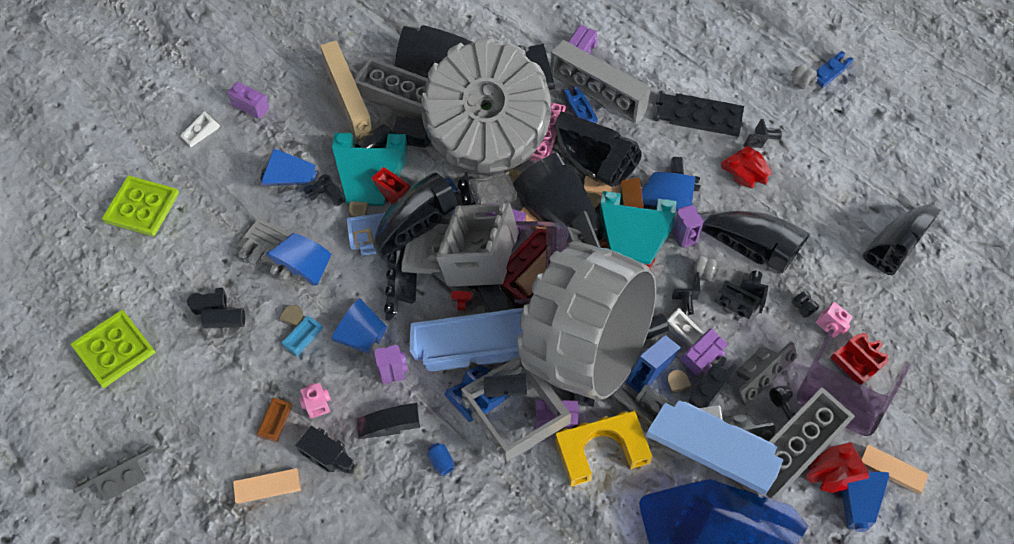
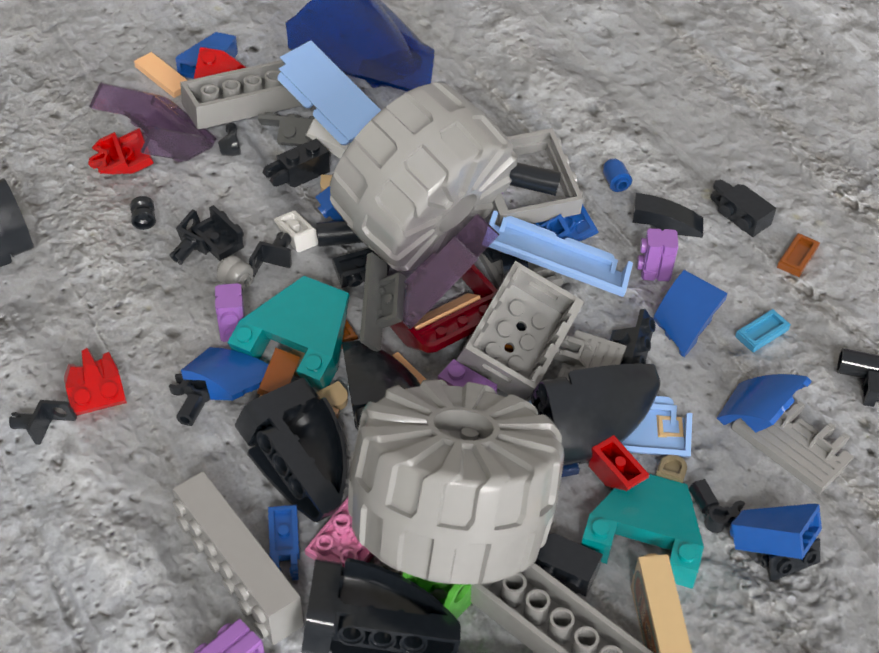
camera: 165 degrees left, 10 degrees down
(267, 486) = (807, 199): light nougat tile -> none
(292, 315) = (774, 354): dark tan tile -> none
(315, 400) = (751, 248): bright pink brick -> none
(376, 138) = (621, 568): black pin -> none
(699, 113) = (105, 486): black hinge -> none
(703, 352) = (290, 194): medium lavender brick -> none
(757, 236) = (141, 290): black panel -> none
(763, 369) = (234, 172): dark grey bracket -> none
(834, 316) = (124, 185): bright pink brick -> none

